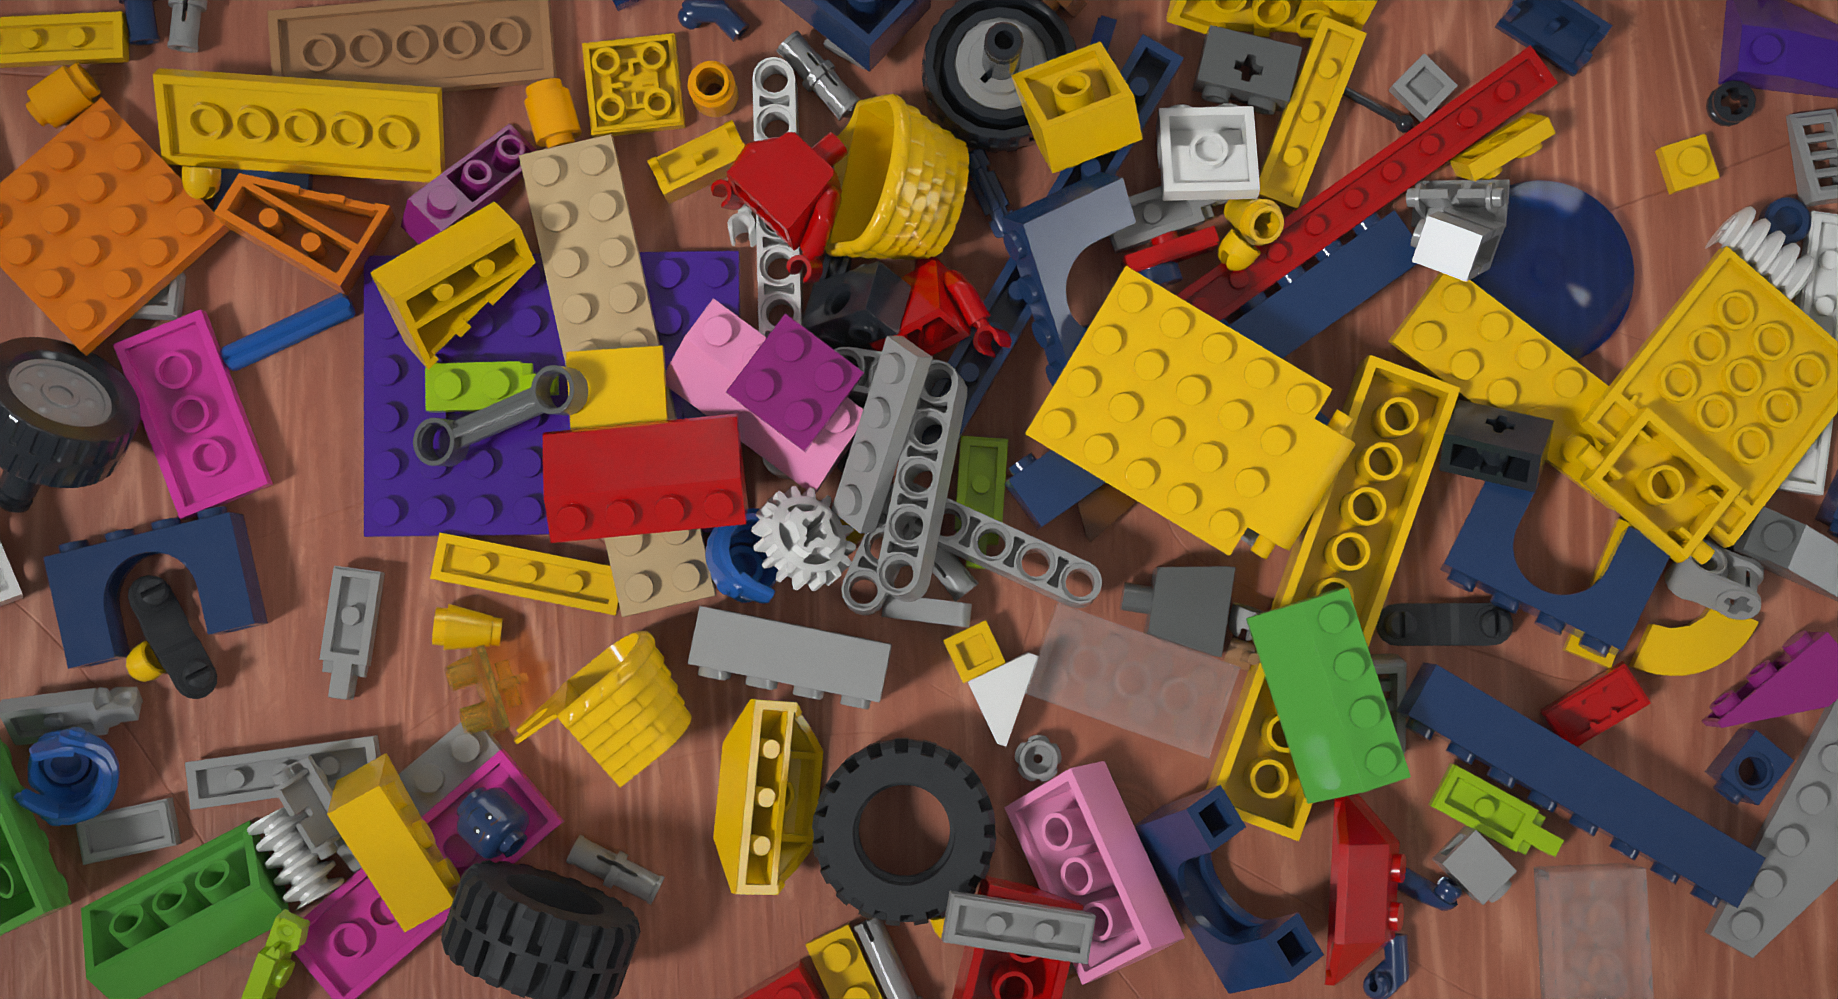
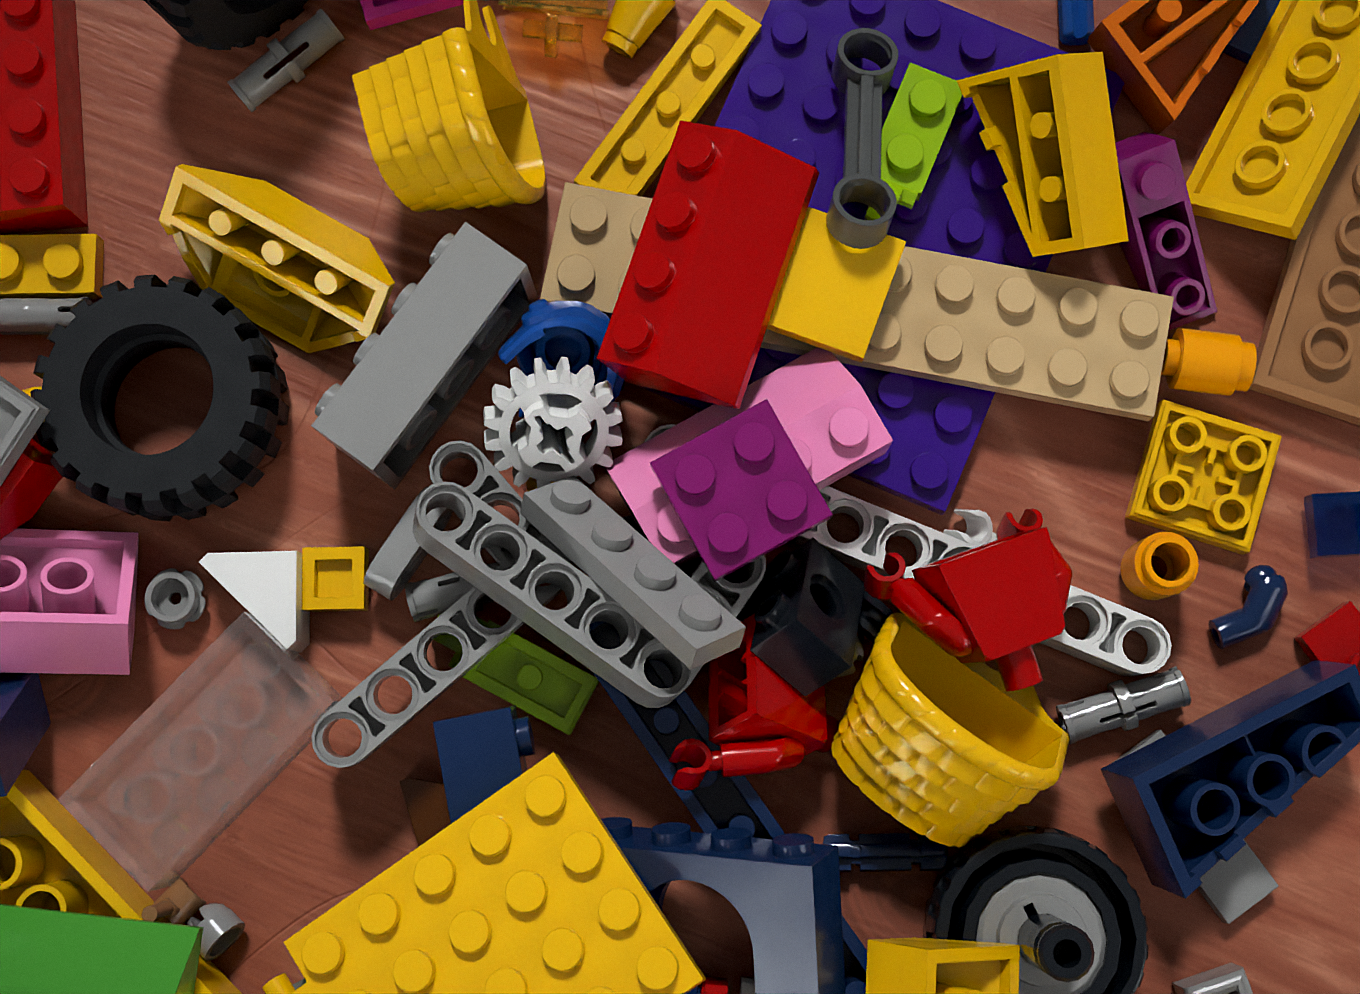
camera: 115 degrees right, 5 degrees down
(697, 162) = (1076, 508): yellow hinge -> none
(1184, 605) = (265, 861): dark grey torso -> none

